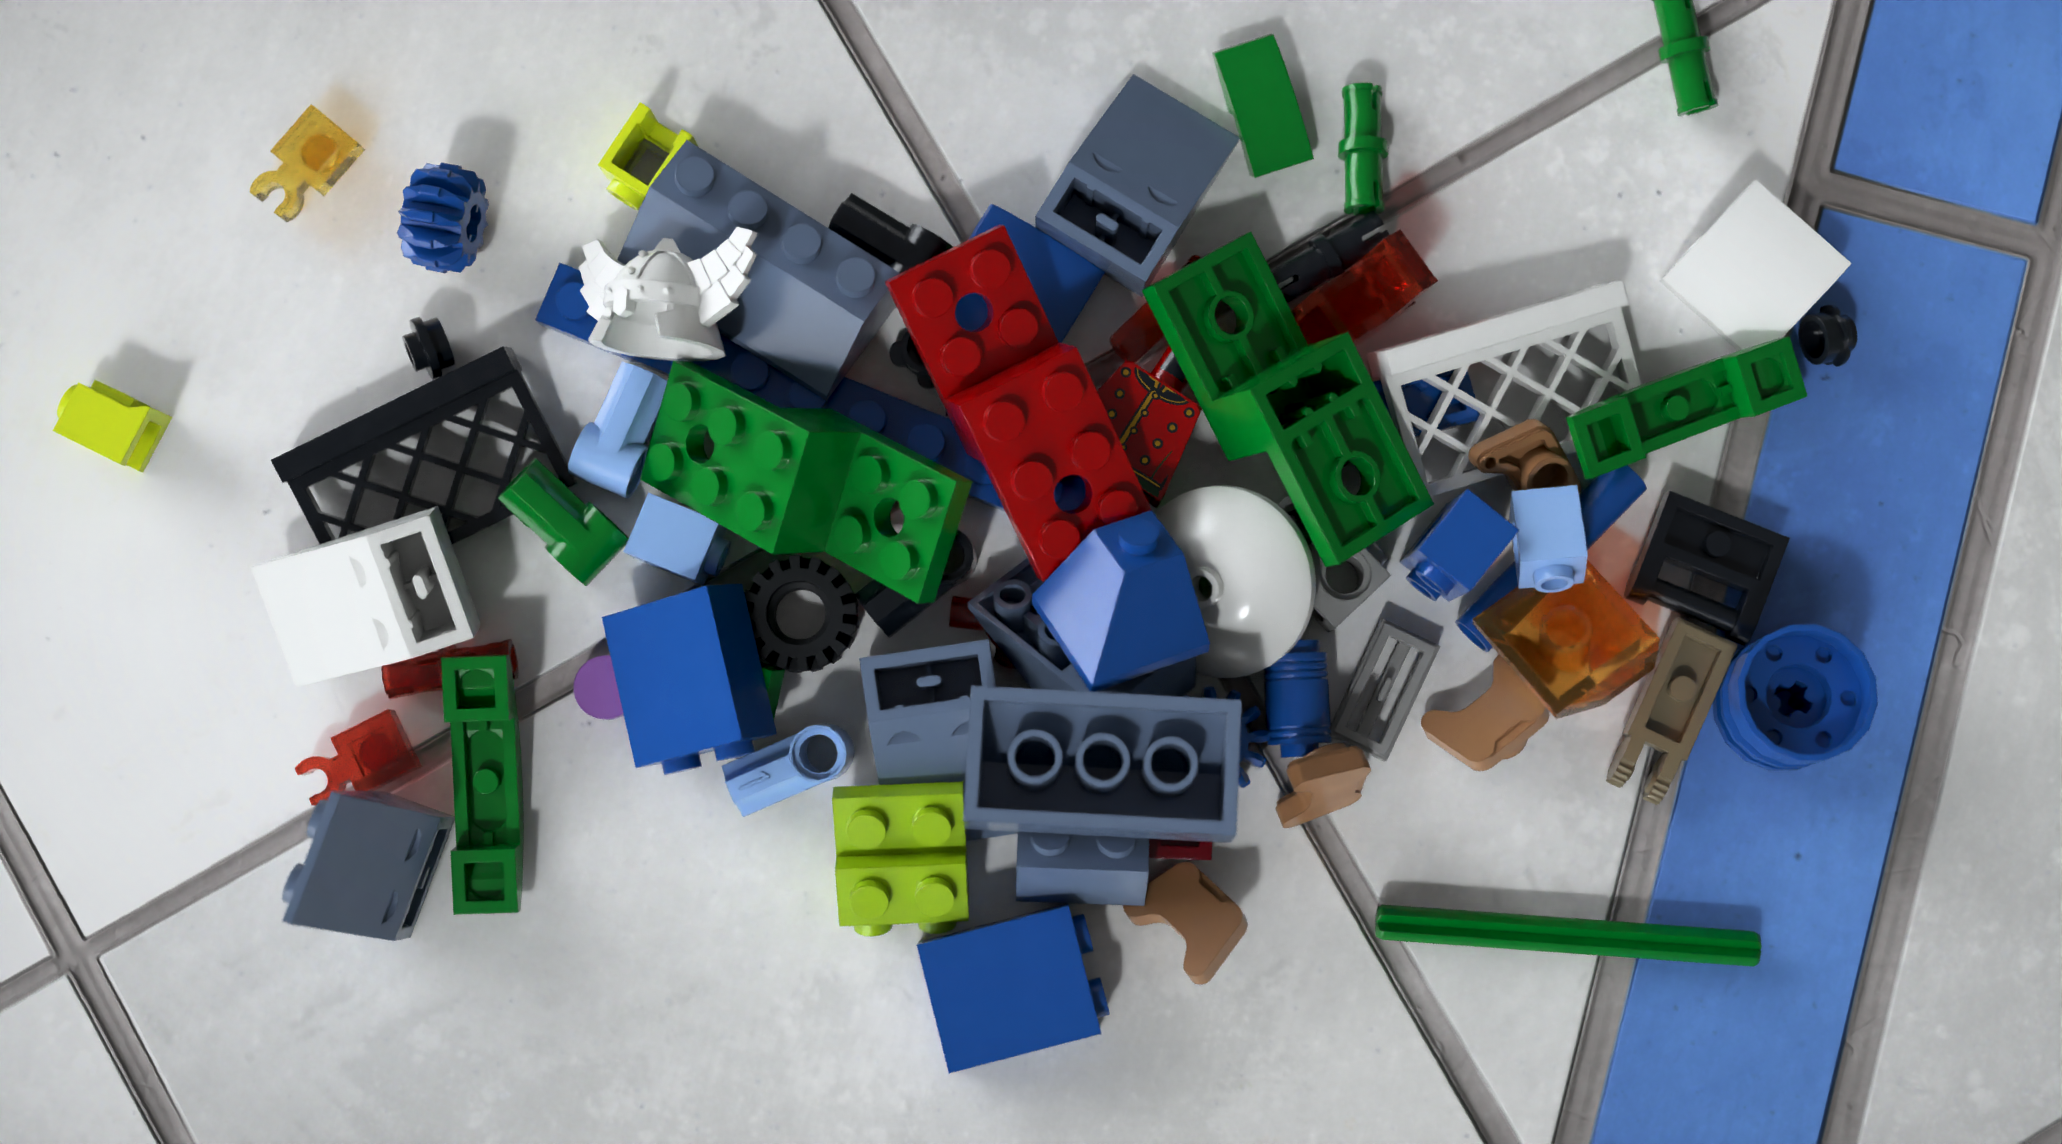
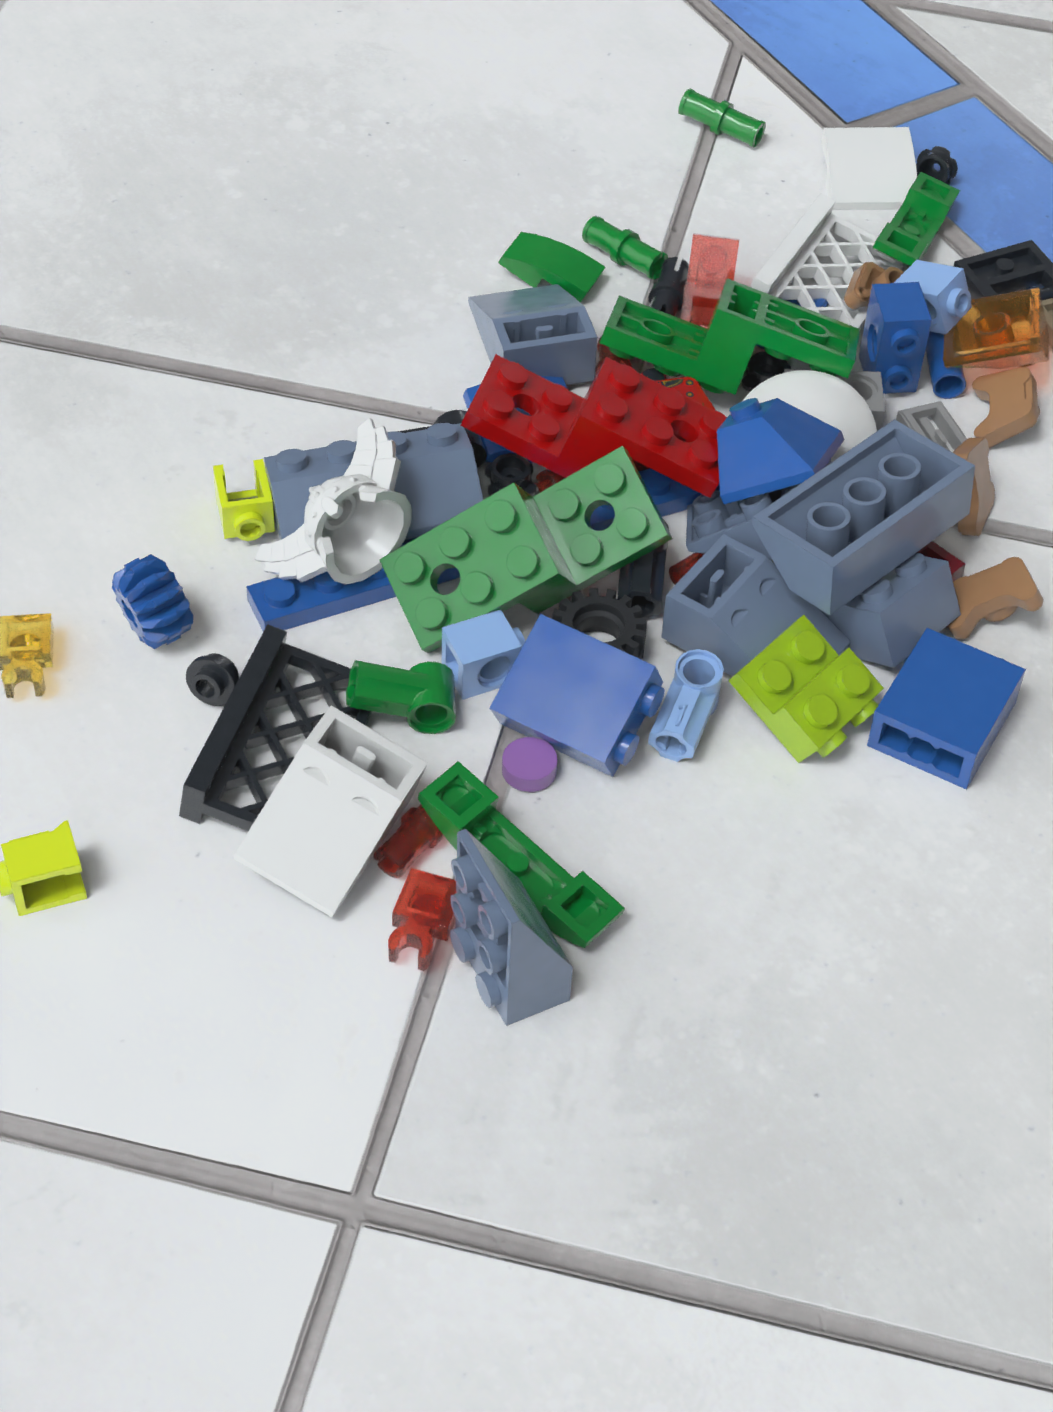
camera: 50 degrees left, 35 degrees down
(616, 444) = (382, 628): light blue piece -> none

